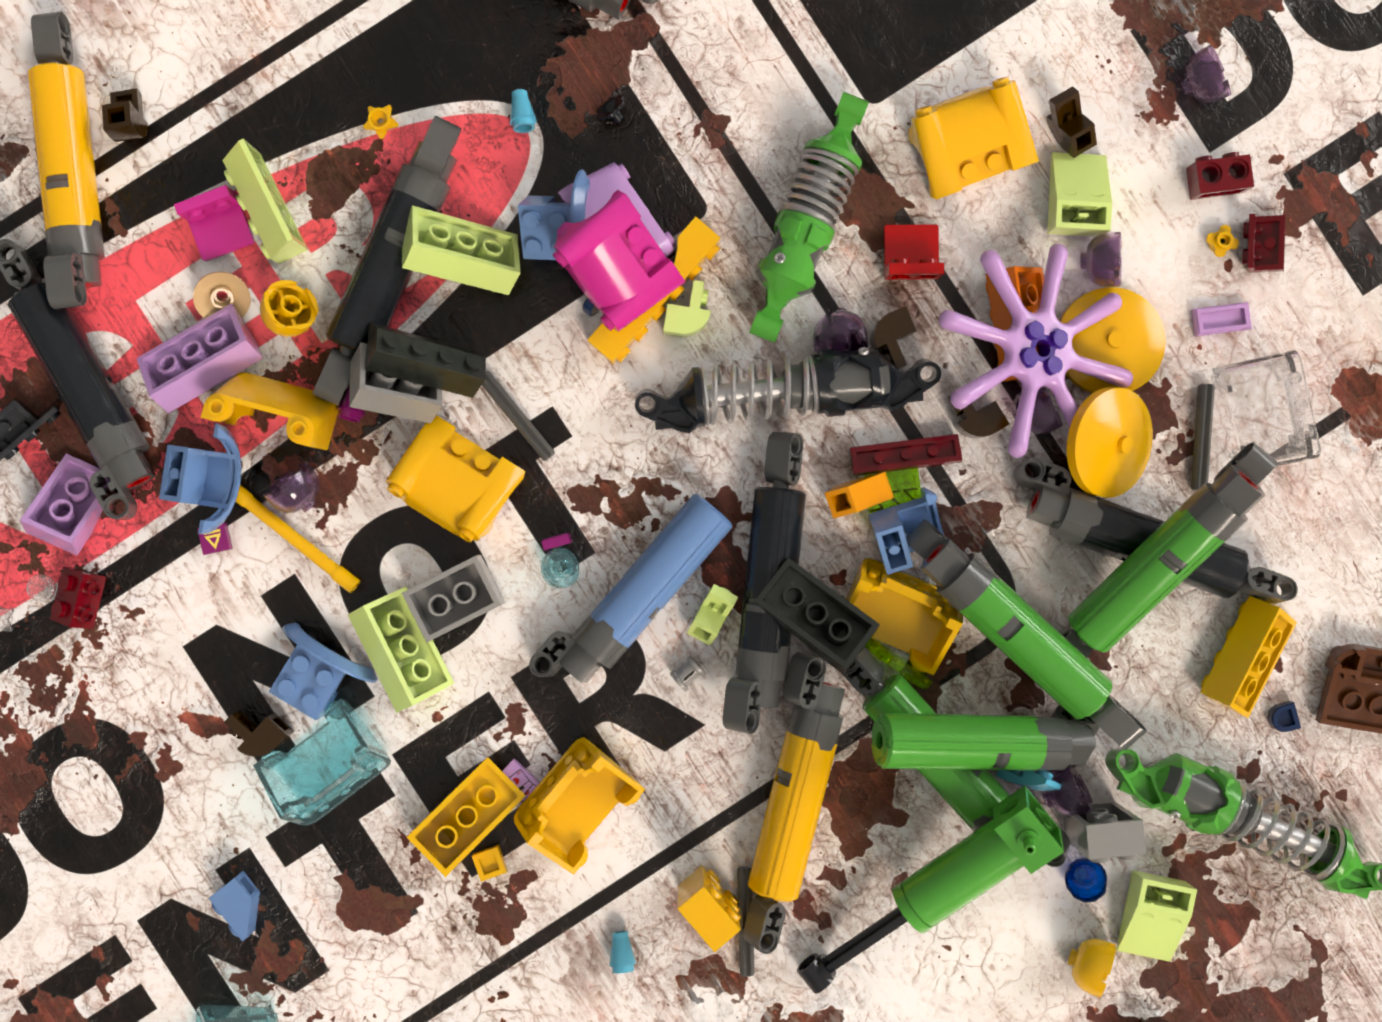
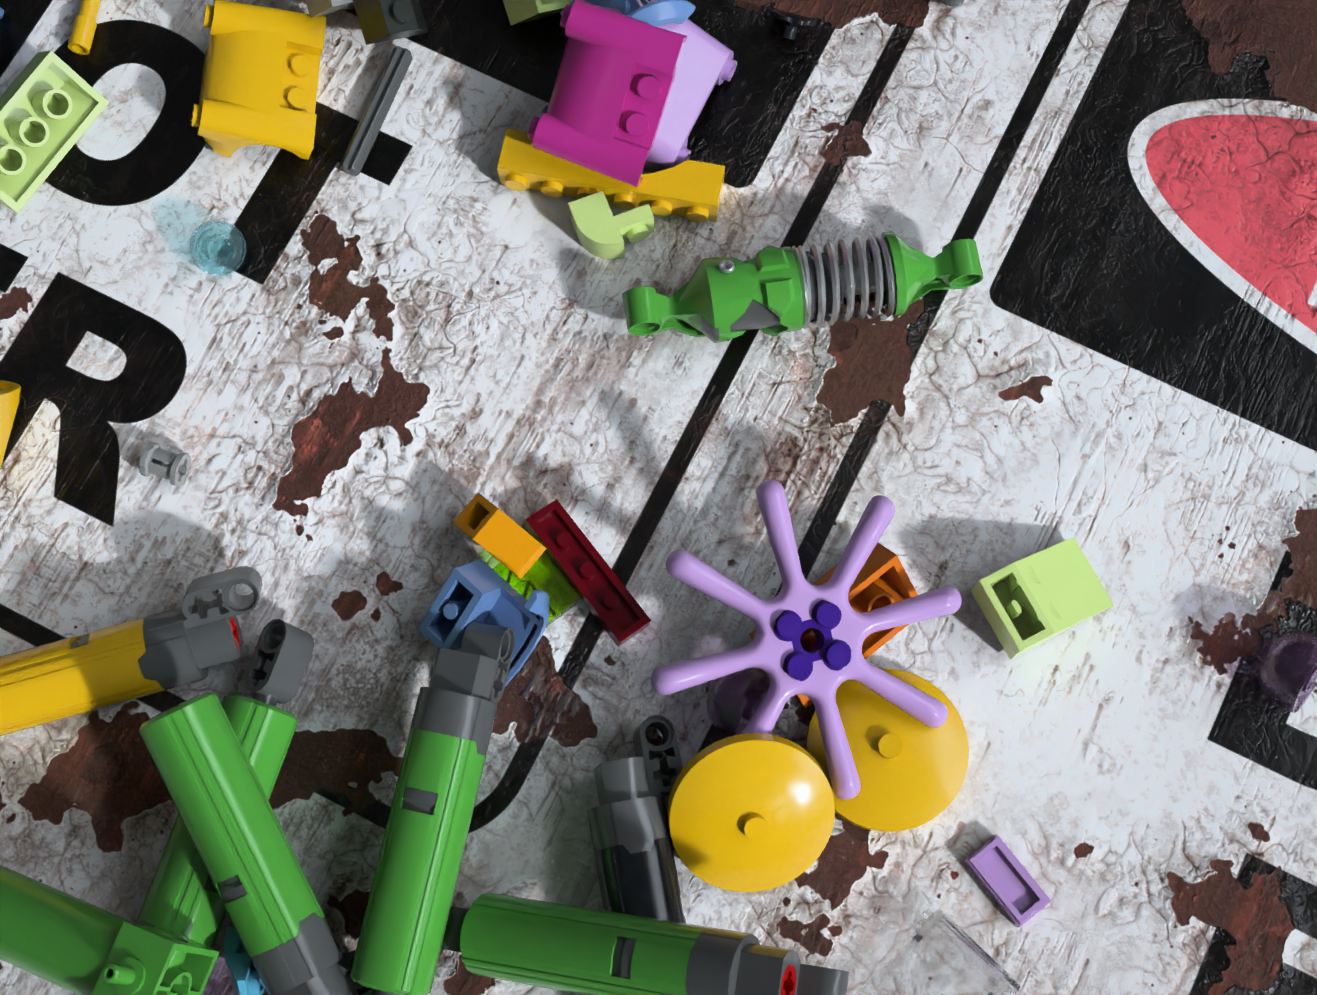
camera: 60 degrees right, 15 degrees down
(453, 598) = (117, 150): light grey brick -> none
(556, 541) = (249, 228): magenta tile -> none
(638, 595) = (228, 346): medium blue piece -> none
(712, 614) = (253, 450): yellowish green brick -> none
(773, 539) = (317, 494): piece -> none
(817, 615) = (307, 558): pearl dark grey slope -> none
(821, 383) = (611, 412): piece -> none
(840, 330) = (688, 405): clear purple cylinder -> none
(891, 329) = (727, 464): dark brown brick -> none
(898, 663) = (313, 713): clear neon green tile -> none
(908, 612) = (375, 670): yellow windscreen -> none
(912, 252) = (841, 438): red bracket -> none
(972, 137) = (1023, 426): yellow piece -> none
(980, 422) = (678, 635): dark brown brick -> none
(1068, 124) = (1121, 532): dark brown brick -> none
(1104, 259) = (981, 675): cylinder -> none
(1202, 435) = (859, 936): dark grey axle -> none
(1216, 246) = (1094, 820): yellow plate -> none
(1221, 181) = (1176, 772): dark red brick -> none
(1265, 243) = (1138, 874): dark red bracket -> none

